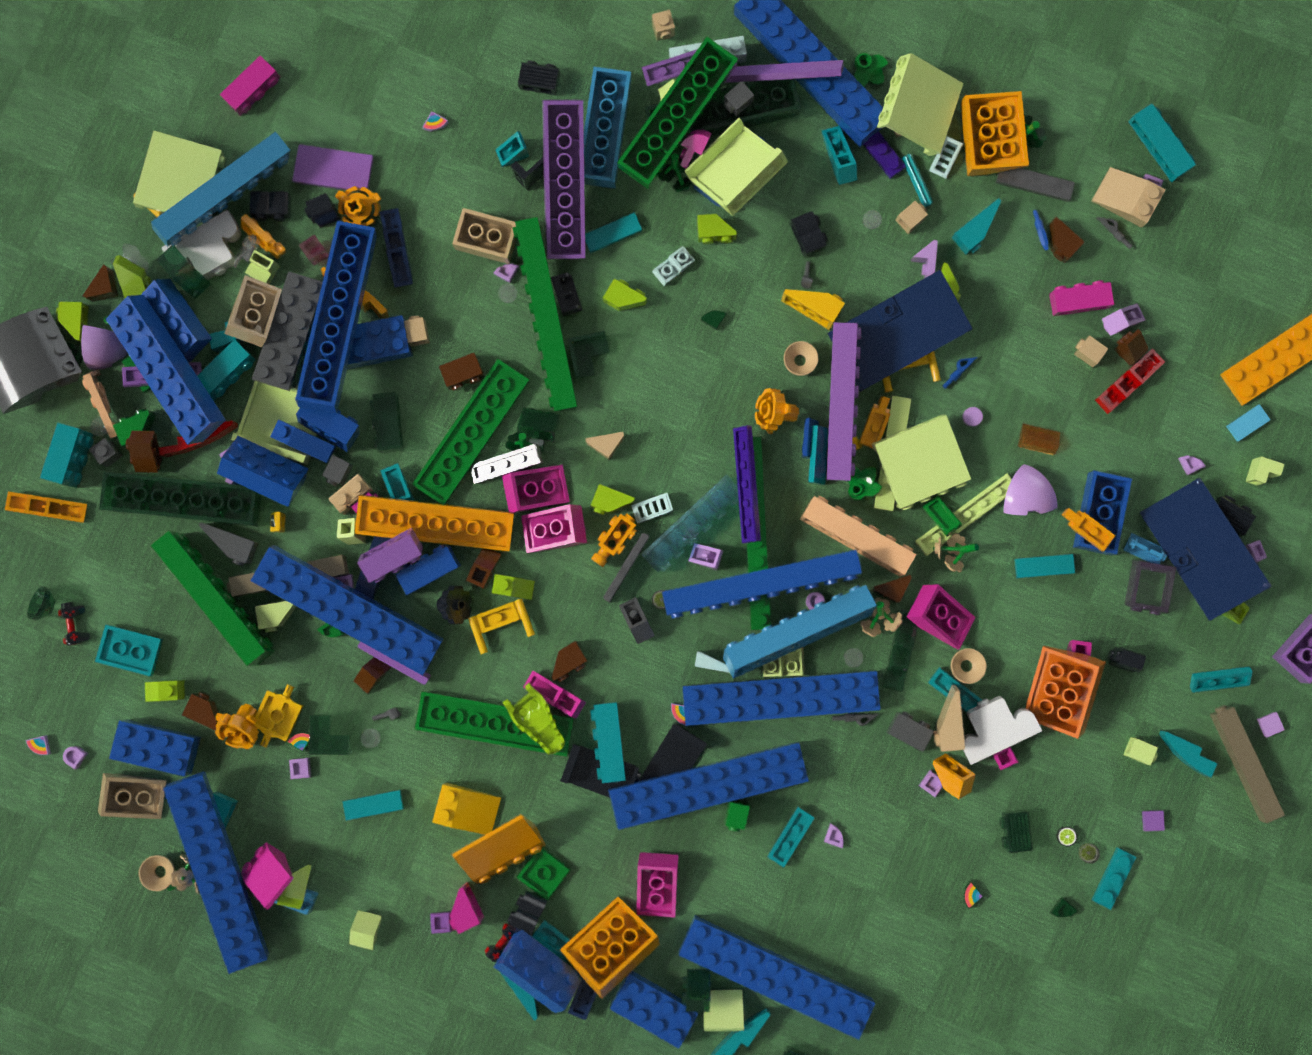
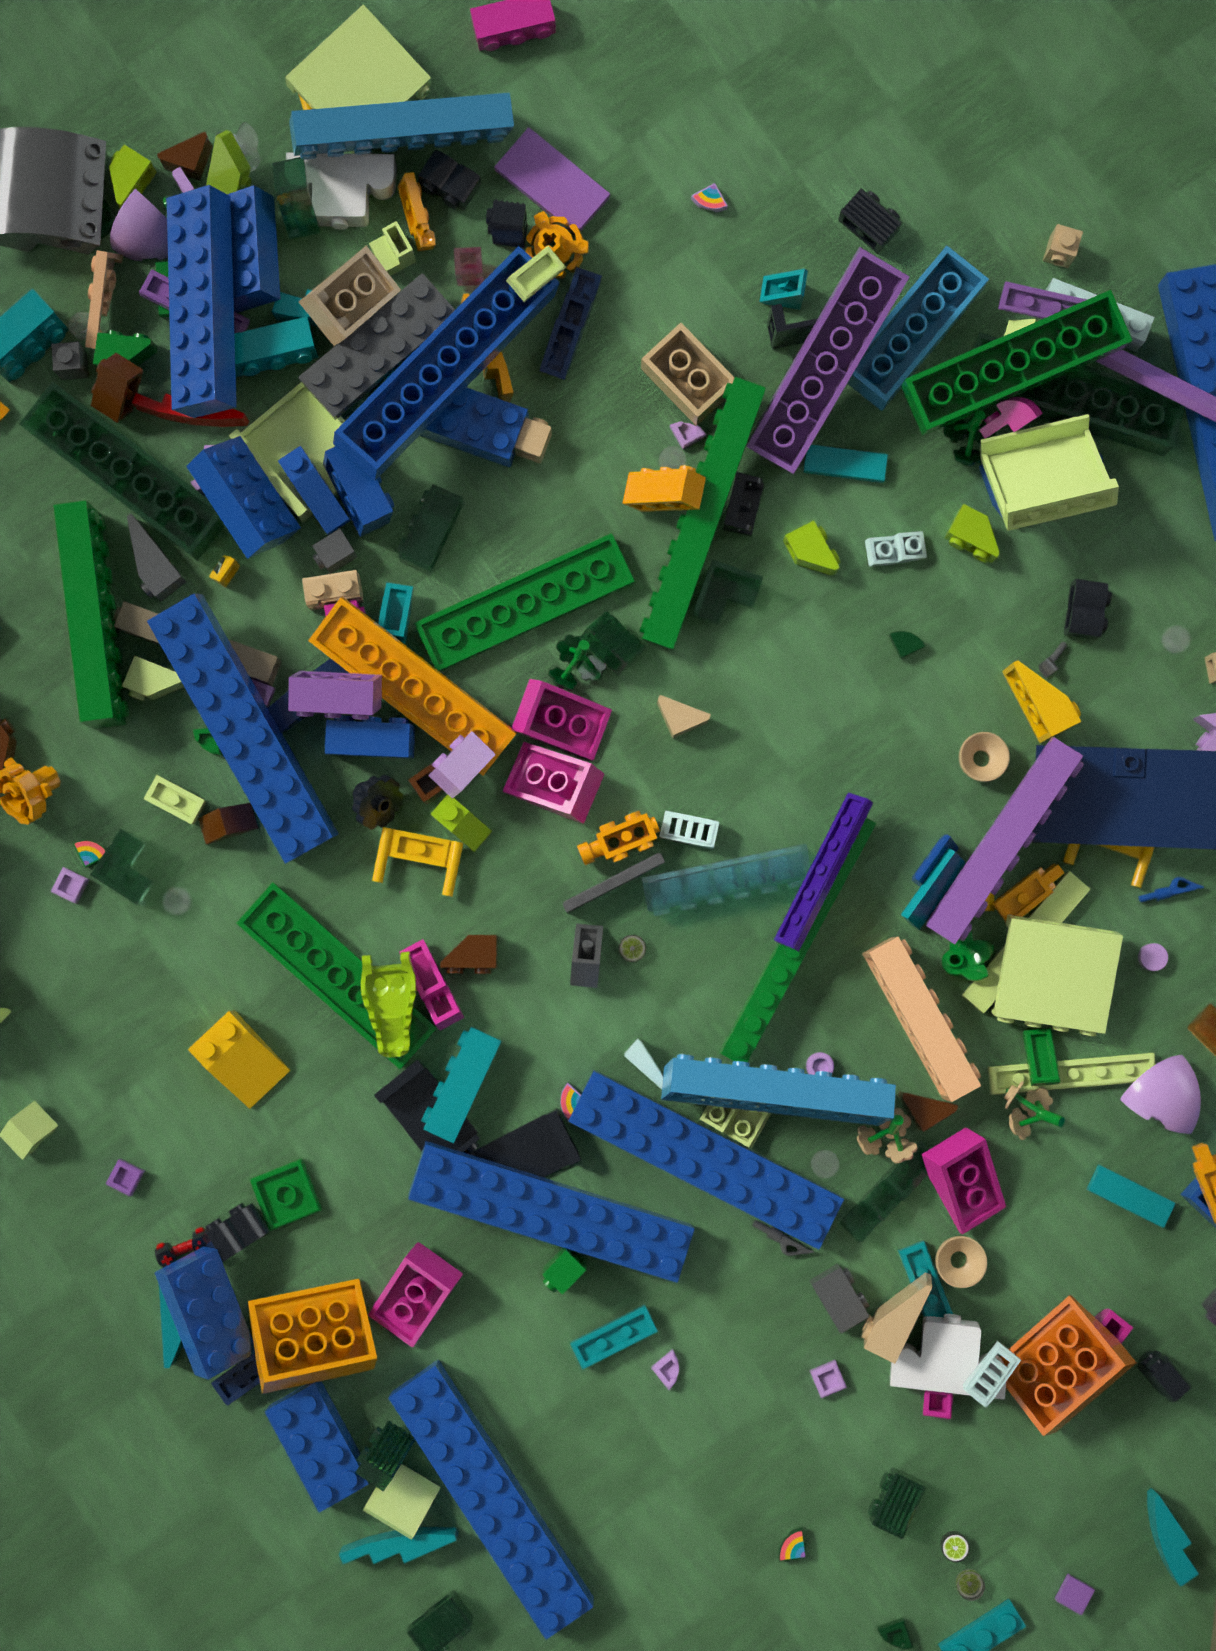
camera: 25 degrees right, 0 degrees up
(108, 302) = (181, 180): none -> lavender tile
(245, 252) = (393, 213): clear plate -> none
(277, 715) = (81, 804): yellow plate -> none
(332, 678) = (175, 800): none -> yellowish green plate
(347, 534) = (299, 633): yellowish green brick -> none
(358, 231) = (536, 273): none -> yellowish green tile
(373, 805) = (130, 984): teal tile -> none
(392, 713) = (222, 887): dark grey hand -> none
(422, 679) = (282, 868): medium lavender tile -> none
(461, 371) = (558, 522): reddish brown brick -> none
(466, 910) = (163, 1183): dark pink slope -> none
(492, 552) = (462, 764): none -> lavender brick
(500, 849) = (249, 1133): light orange slope -> none
(506, 463) = (544, 667): tile -> none
(513, 314) = (664, 489): none -> light orange brick
(552, 939) = (246, 1281): teal plate -> none
(609, 500) = (643, 788): lime slope -> none
(706, 556) = (719, 928): lavender slope -> none
(738, 98) = (1101, 390): dark grey brick -> none
(762, 582) = (764, 1002): blue brick -> none
(774, 410) = (912, 800): light orange piece -> none
(840, 155) = (1184, 536): teal slope -> none
(954, 776) = (860, 1387): light orange slope -> none
(1022, 737) = (976, 1375): none -> light aqua slope
(1141, 751) = (1111, 1499): yellowish green brick -> none

